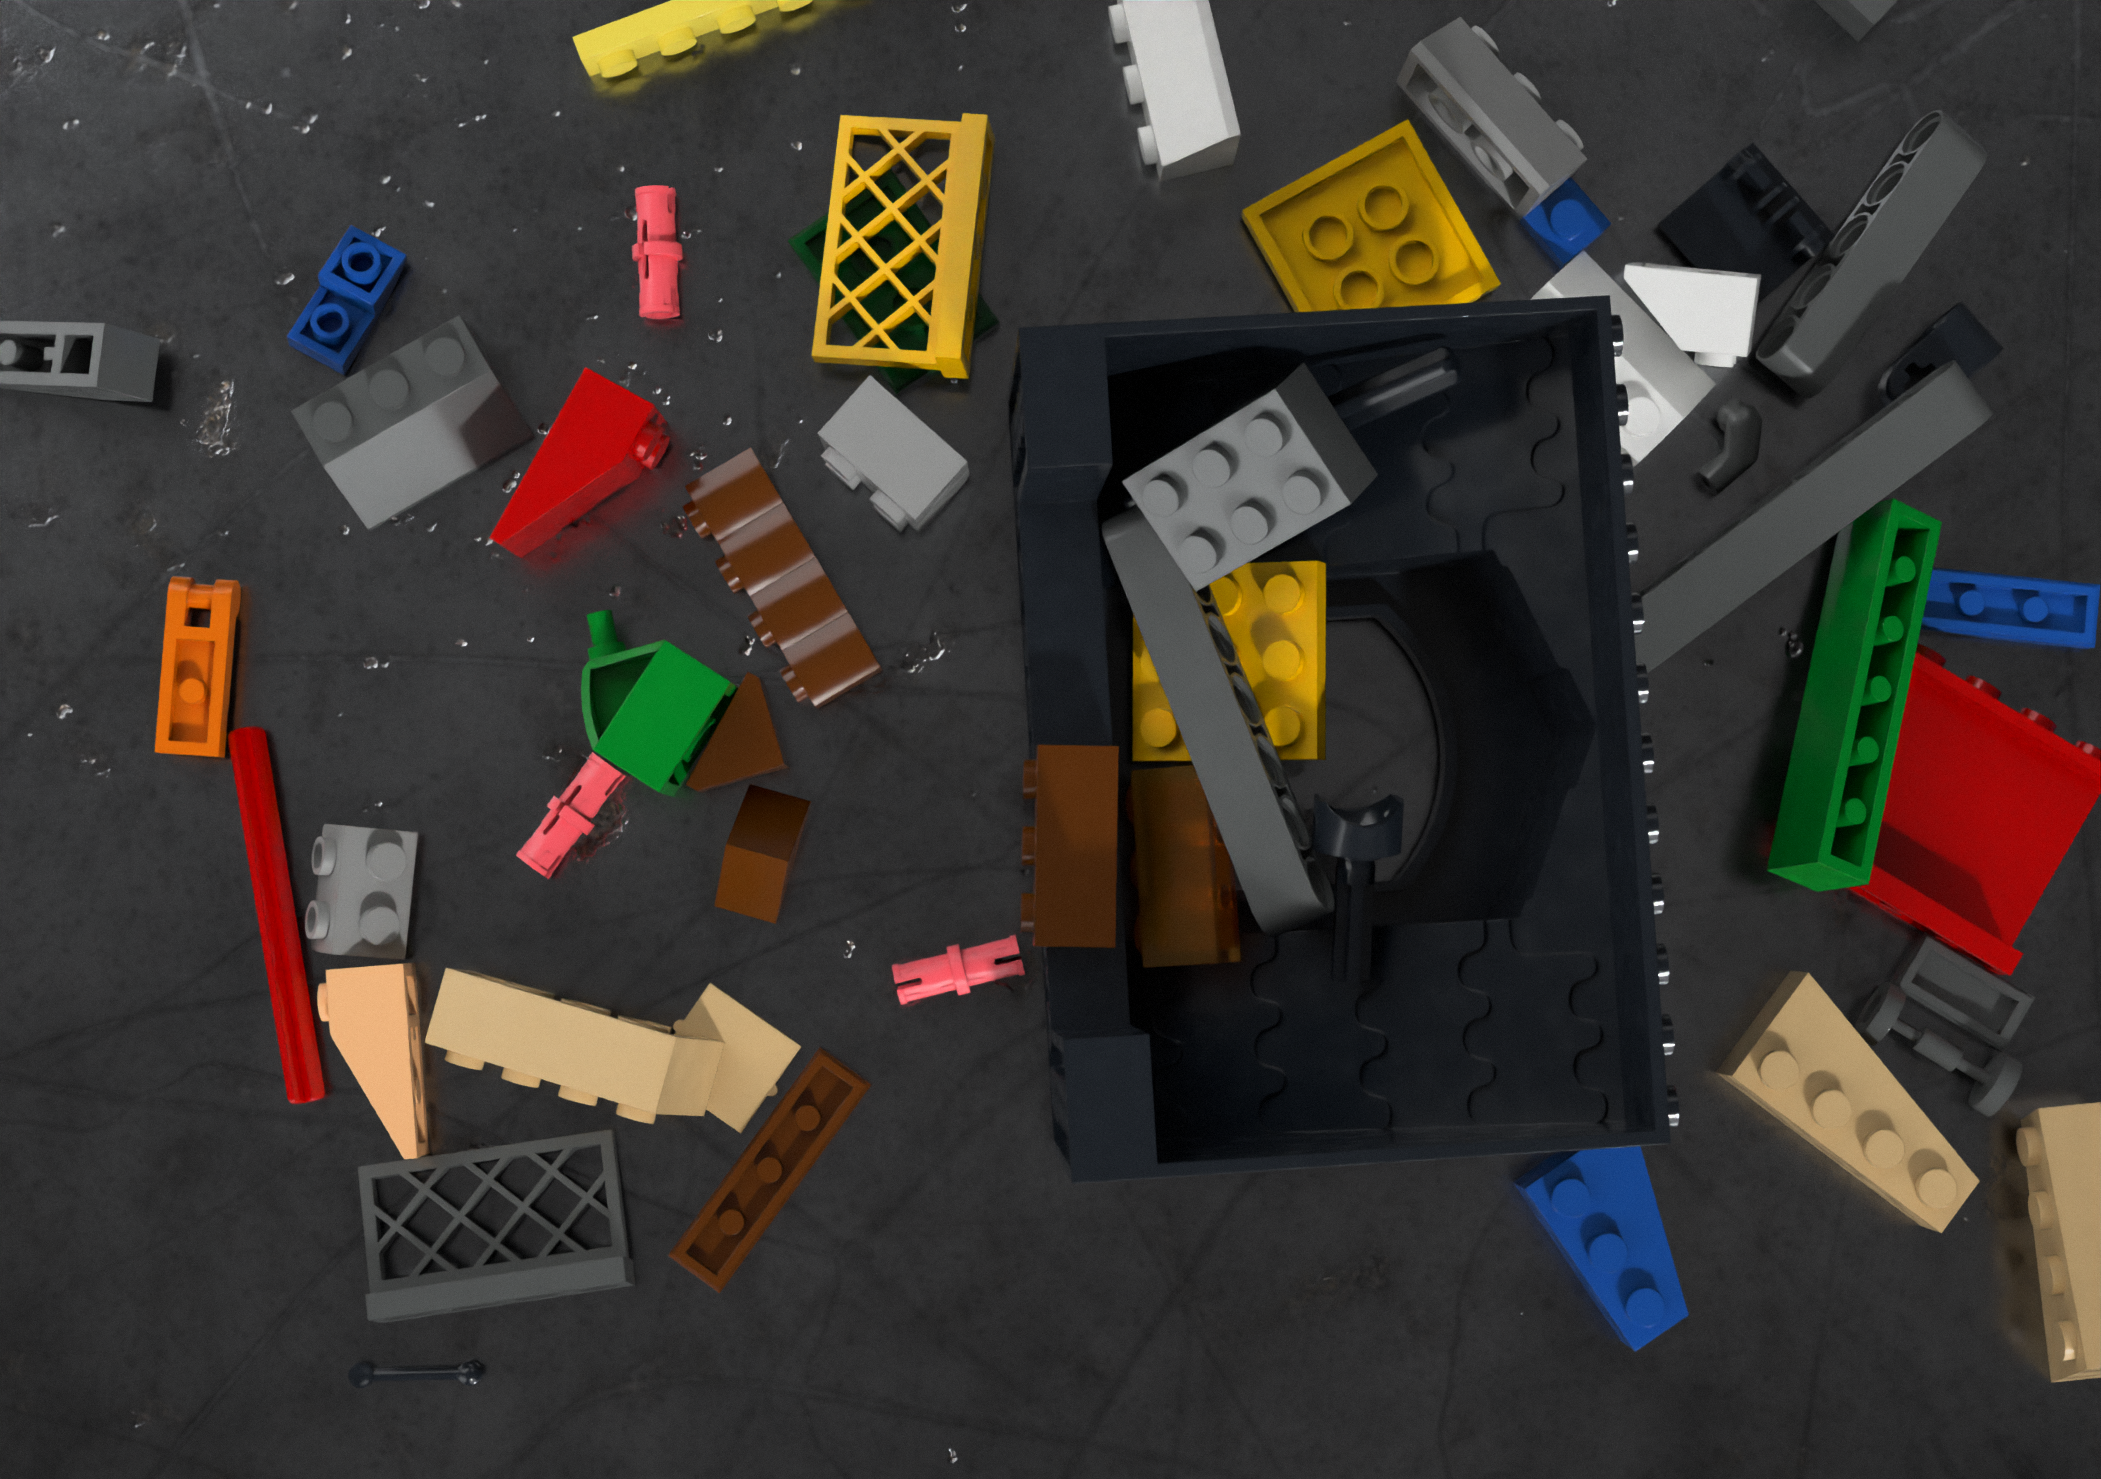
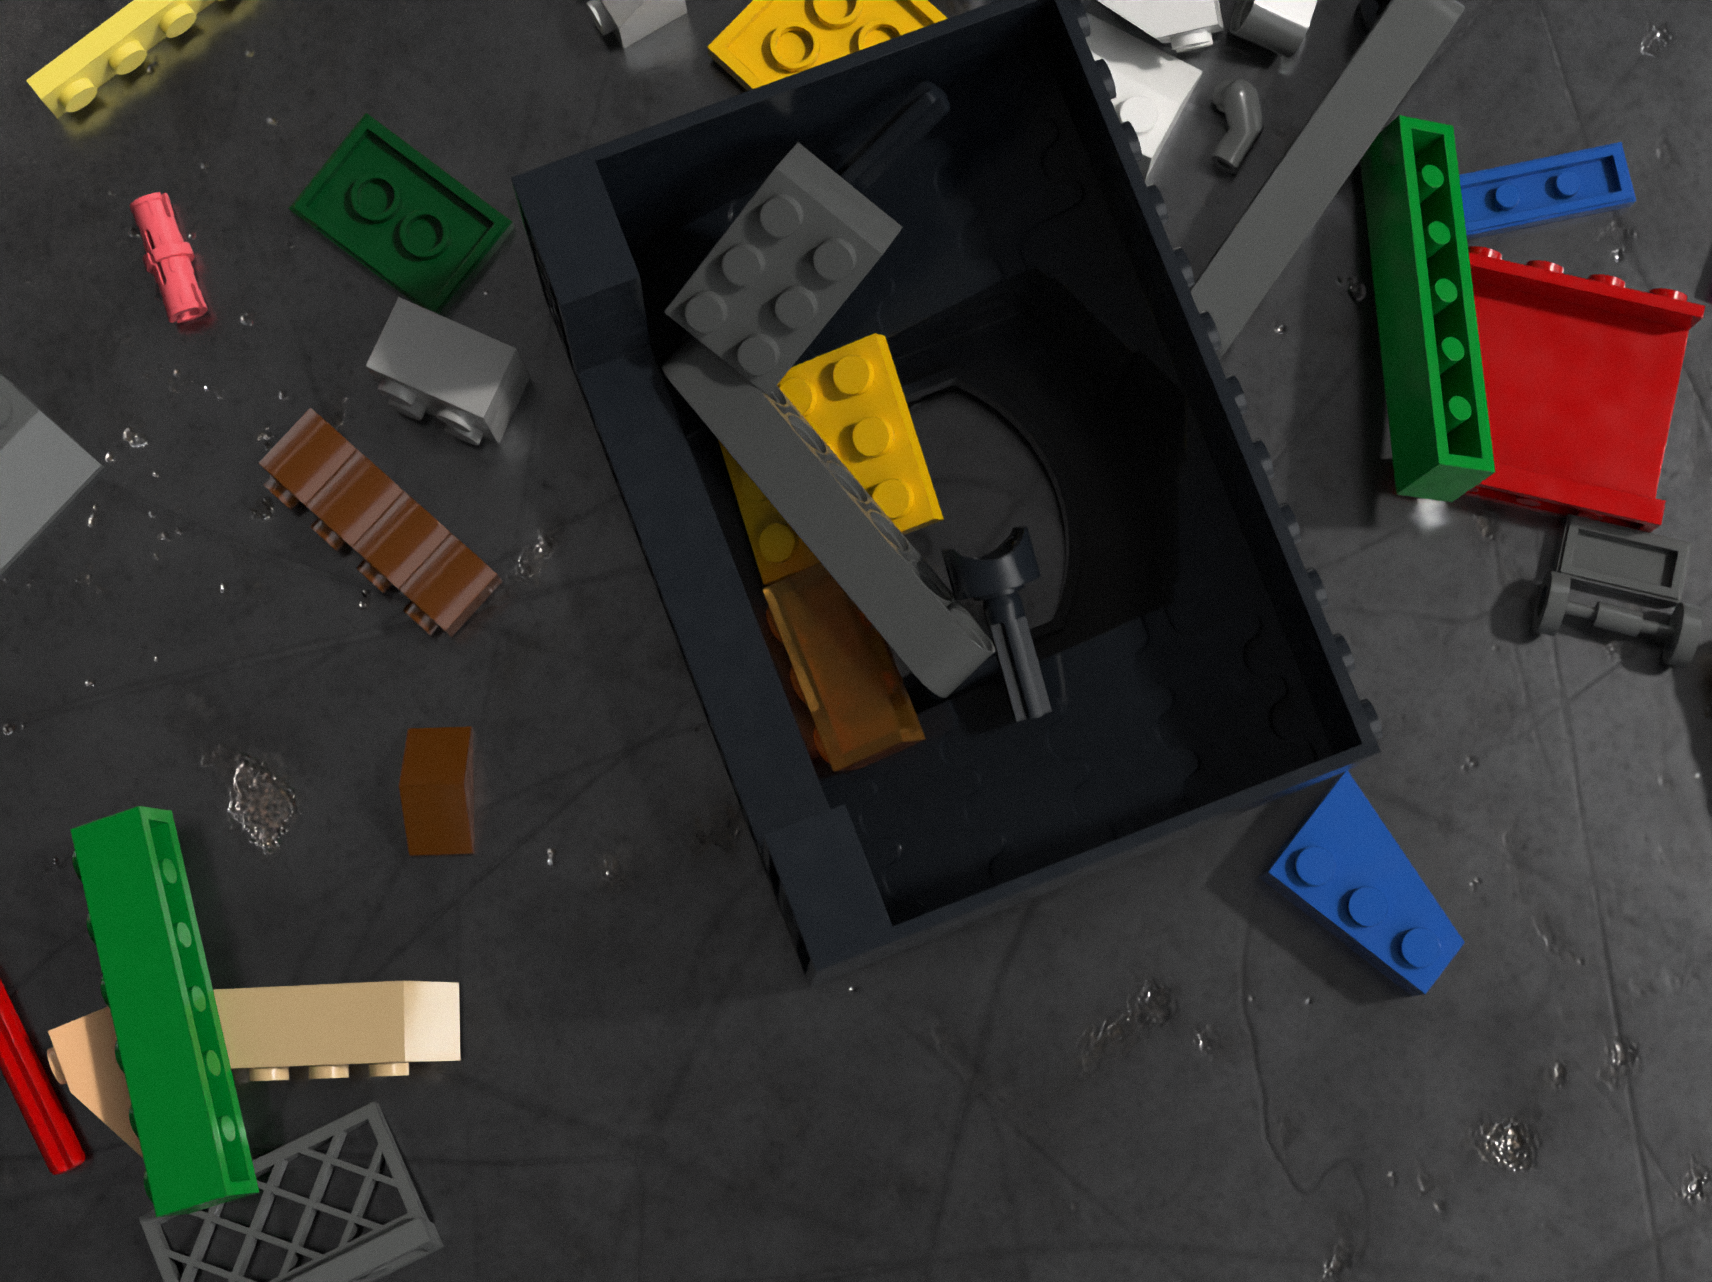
camera: 10 degrees left, 5 degrees down
(361, 891) = (54, 948): light grey bracket -> none
(440, 989) = (163, 1011): none -> green brick
(570, 815) = (244, 811): coral pin -> none
(586, 458) = (153, 470): red slope -> none
(649, 705) = (289, 678): green piece -> none
(743, 743) = (387, 691): reddish brown slope -> none
(750, 1060) = (489, 991): tan piece -> none
(770, 1169) = (540, 1092): reddish brown tile -> none
(958, 969) = (661, 841): coral pin -> none
(959, 247) = (451, 161): yellow fence -> none
(1071, 846) = (726, 674): reddish brown brick -> none
(1837, 1094) = (1542, 694): tan wedge -> none

